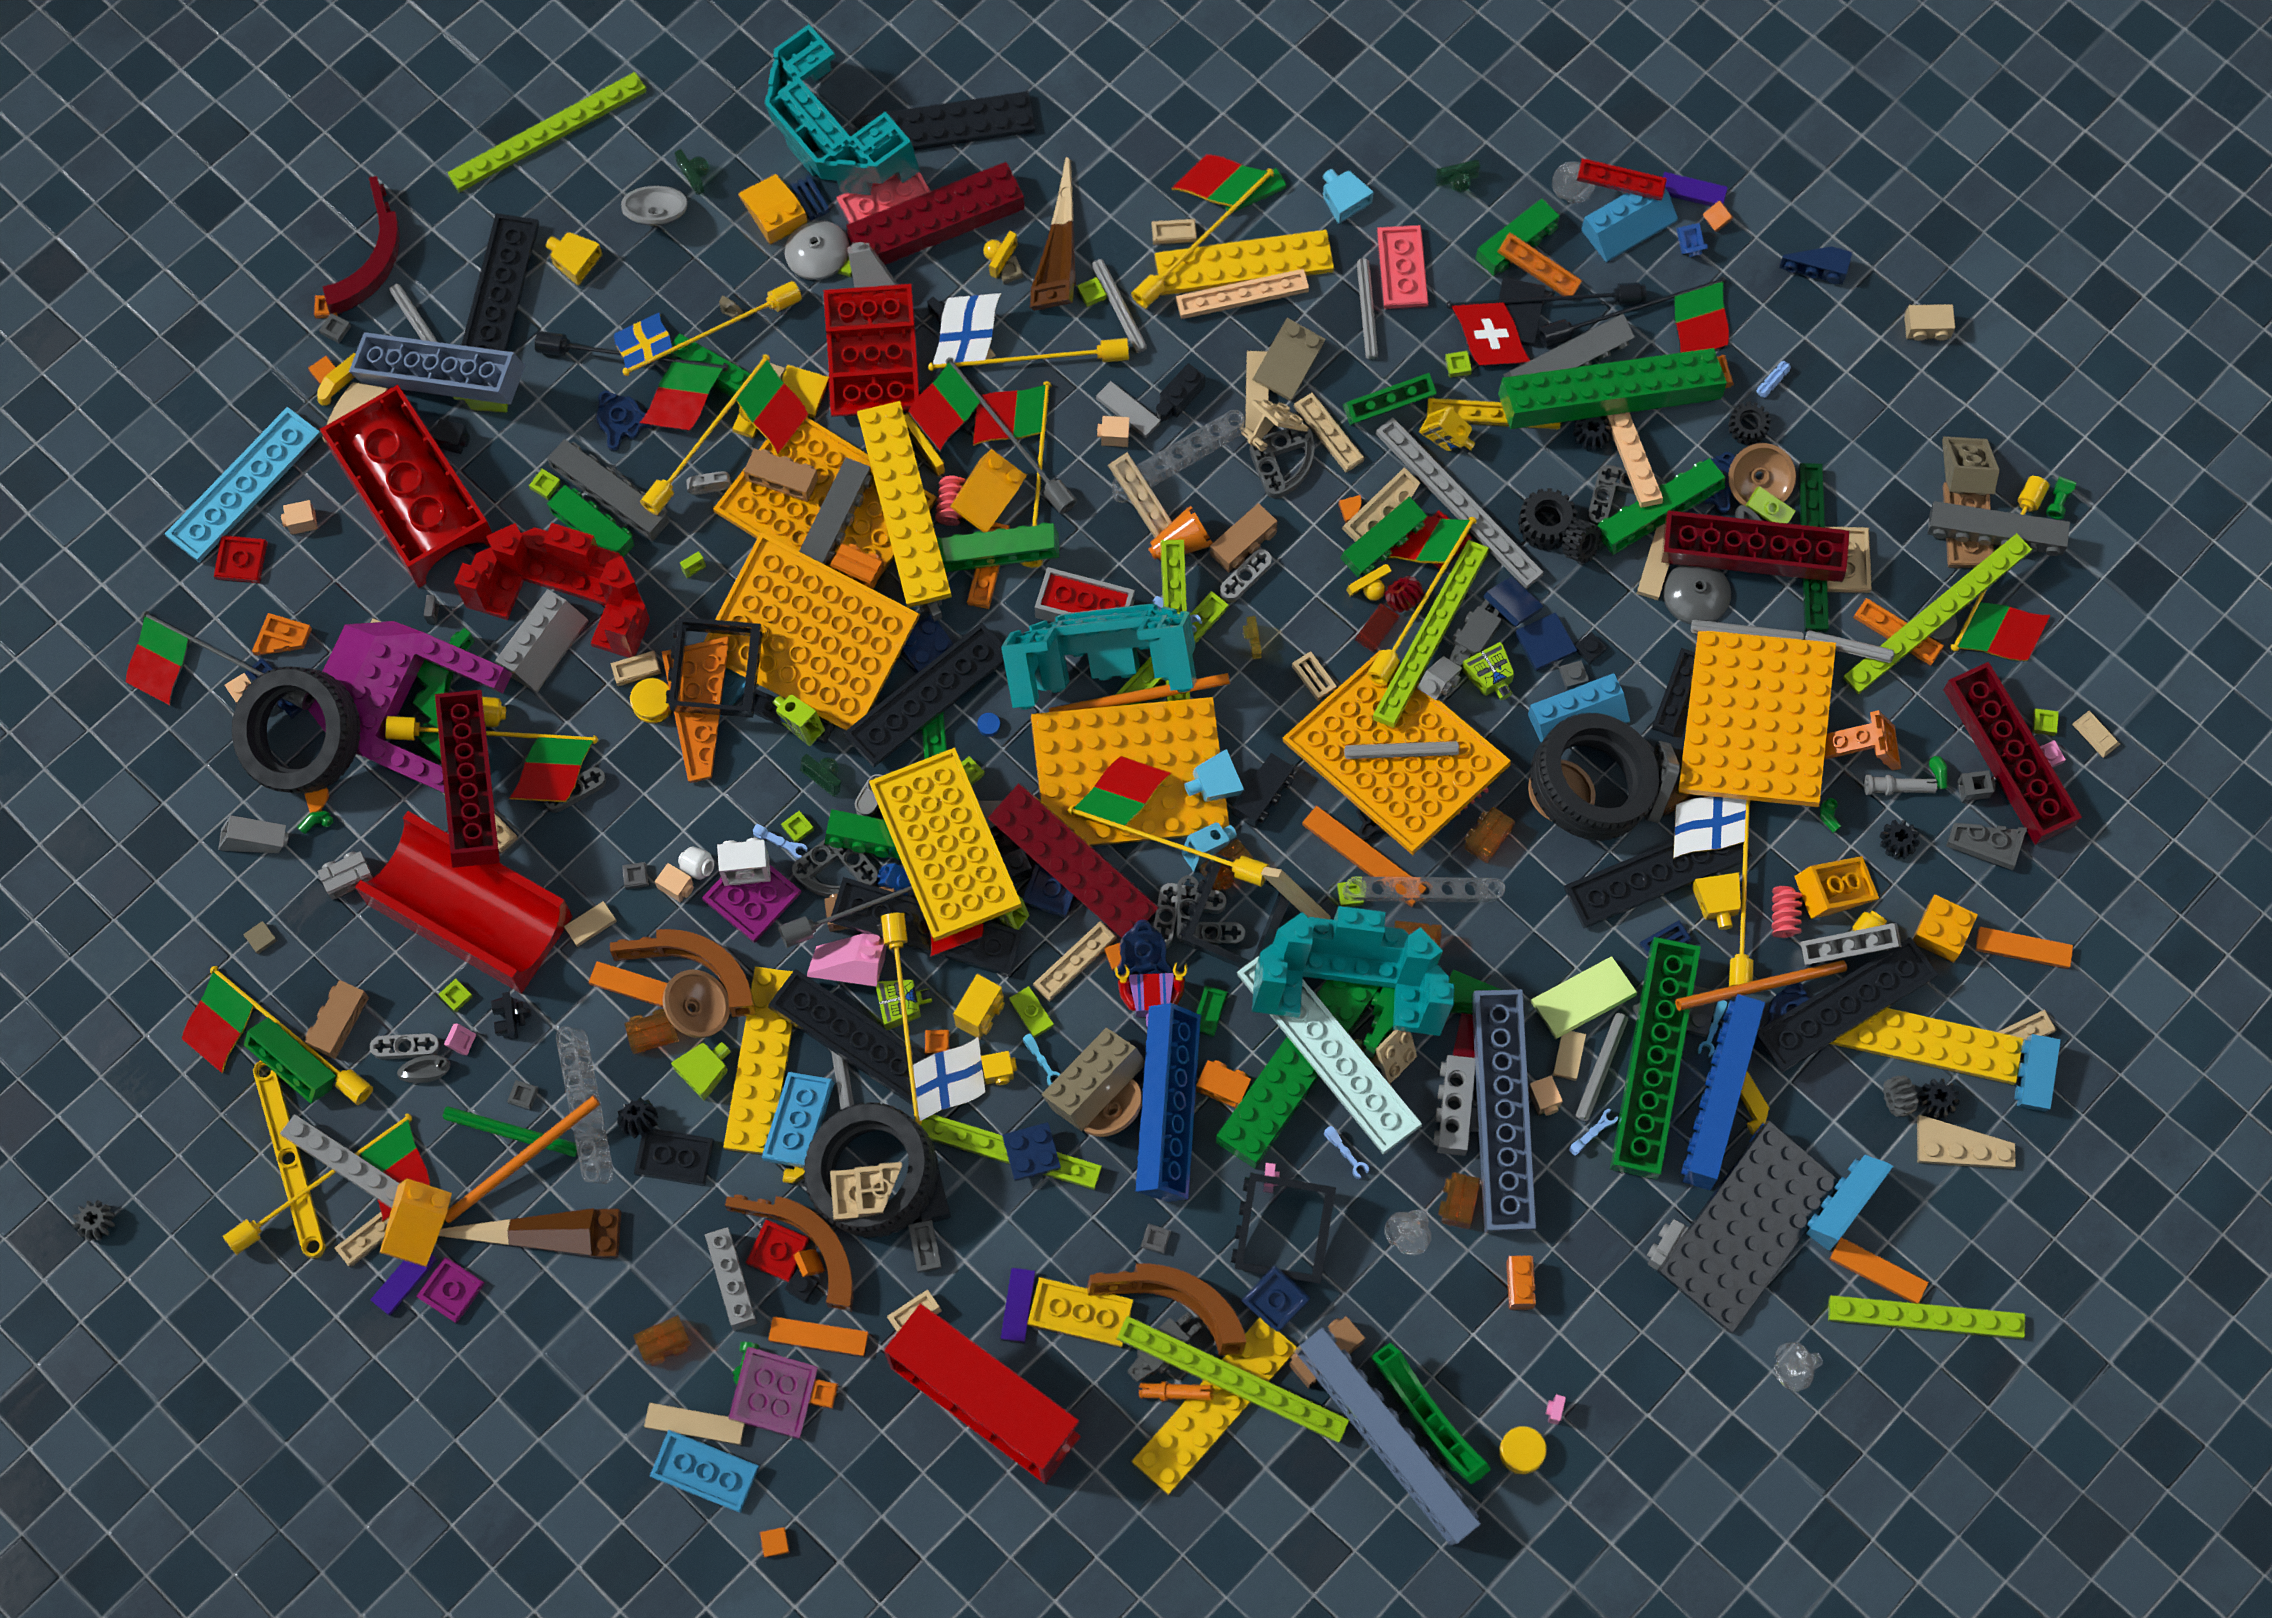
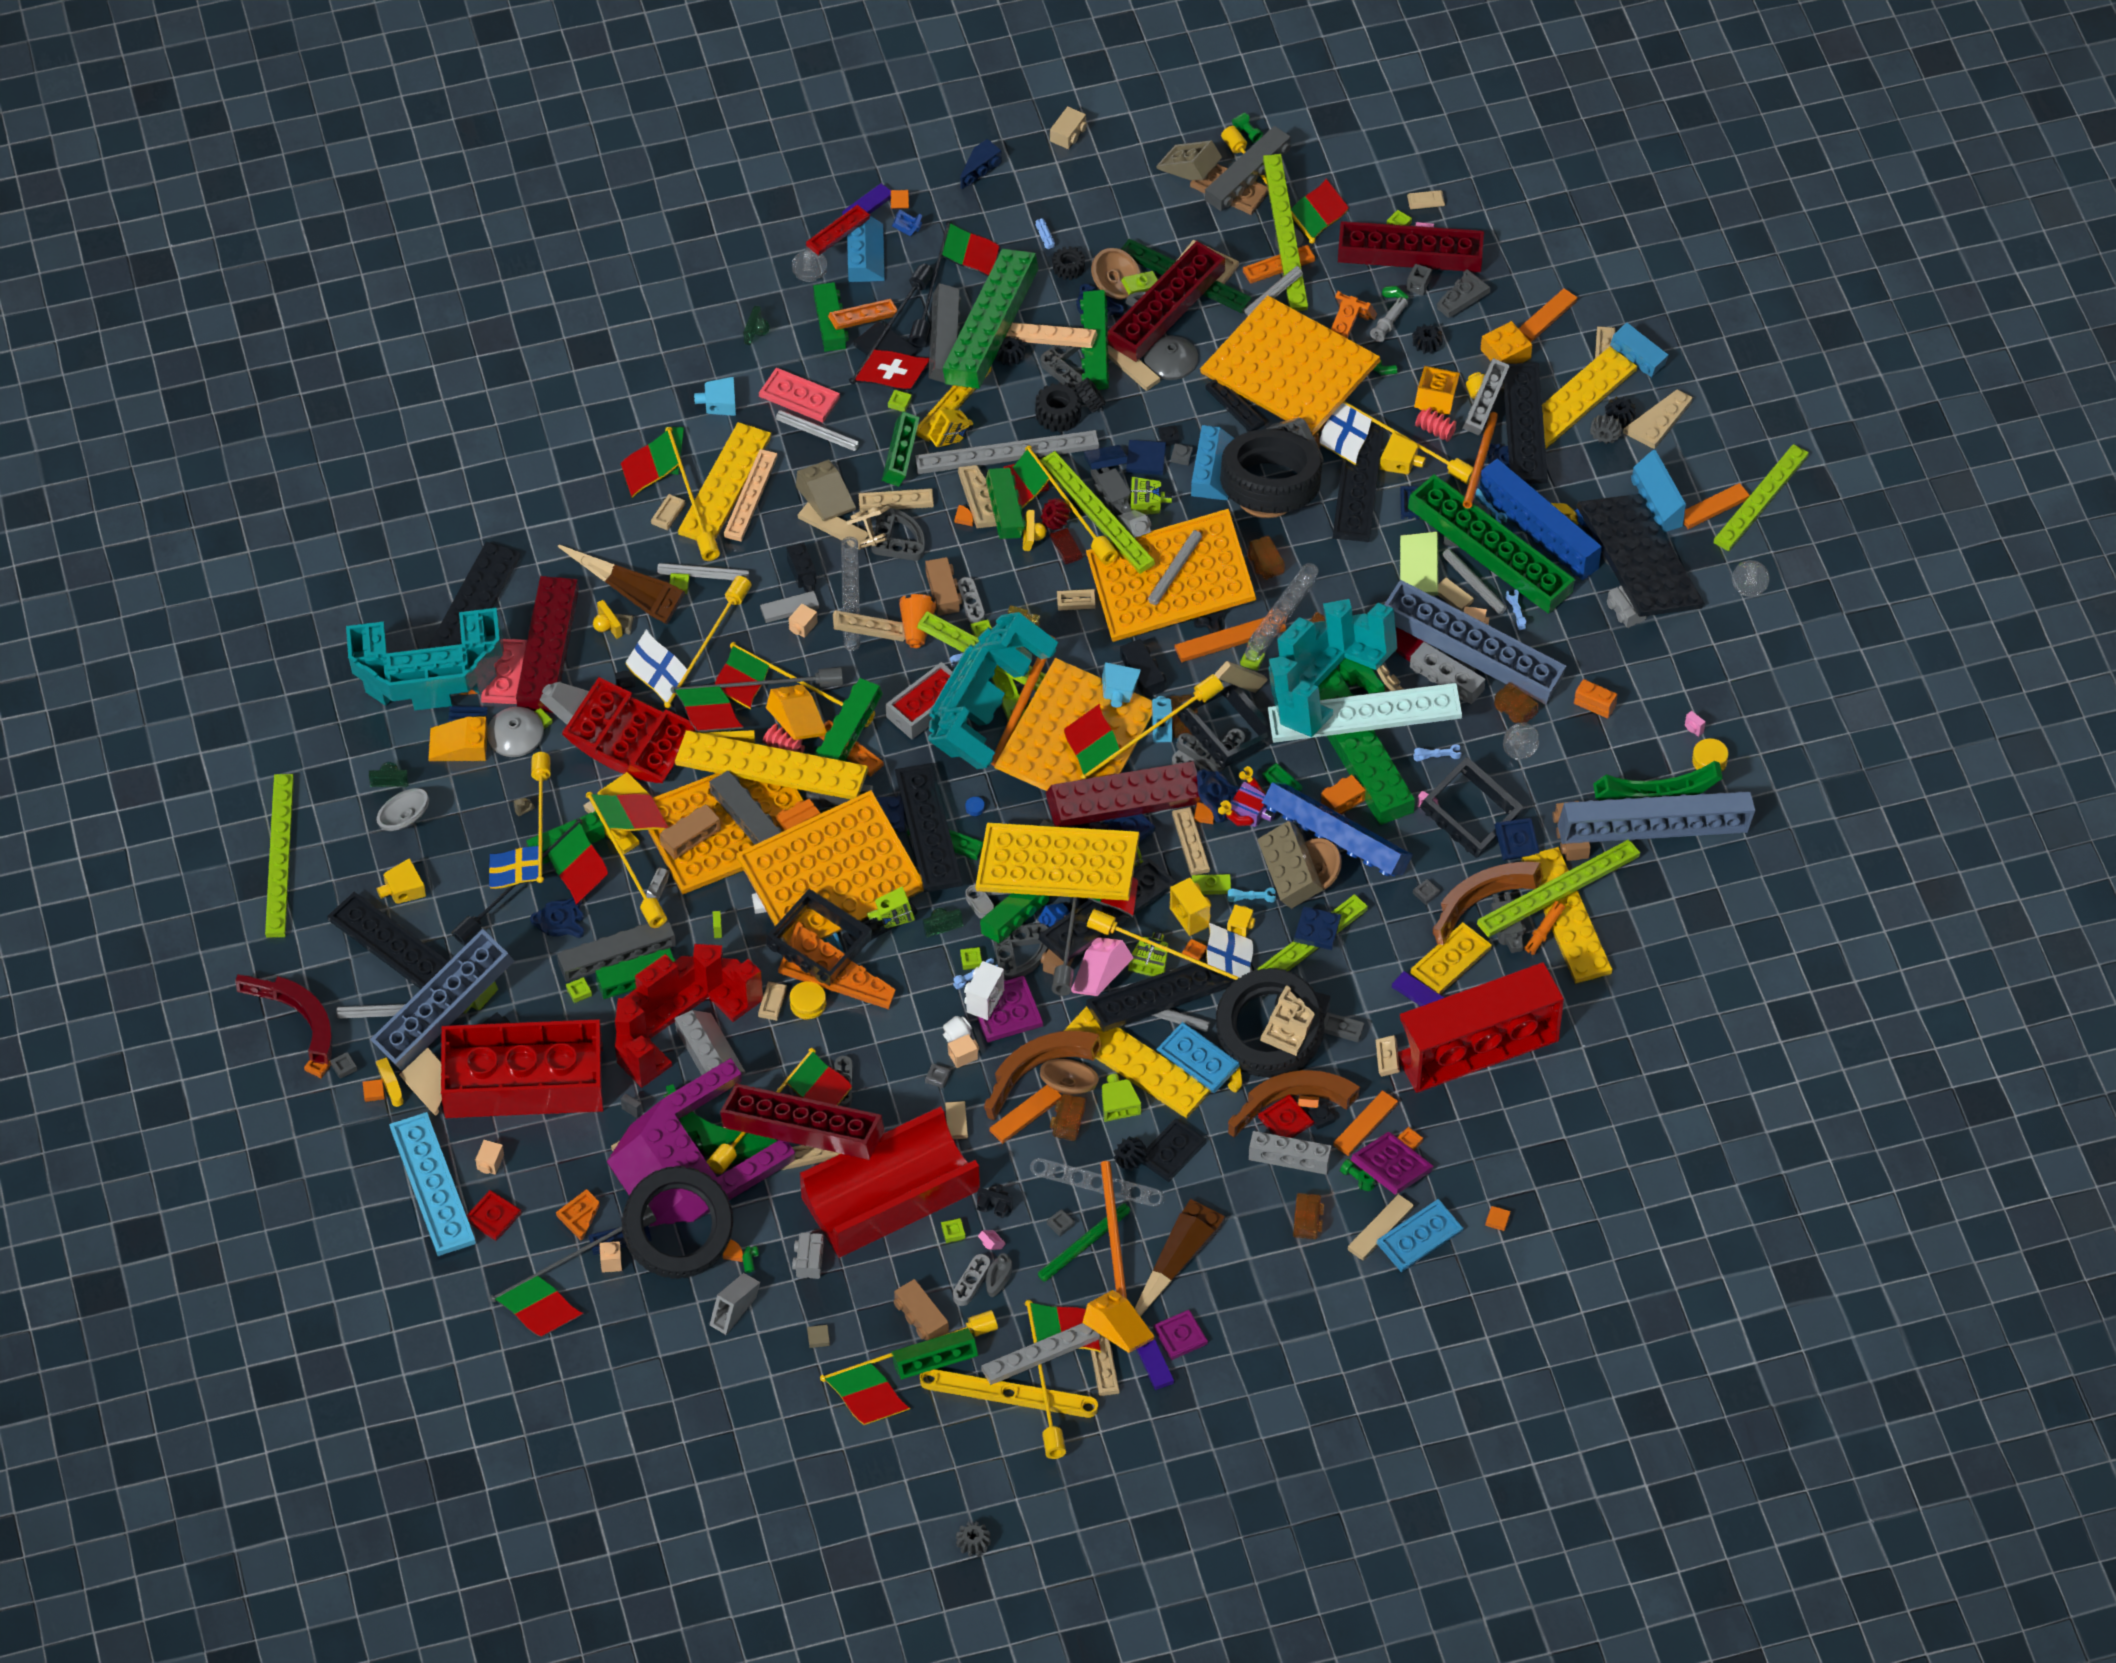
camera: 60 degrees left, 15 degrees down
(1699, 625) = (1195, 368): light grey axle -> none

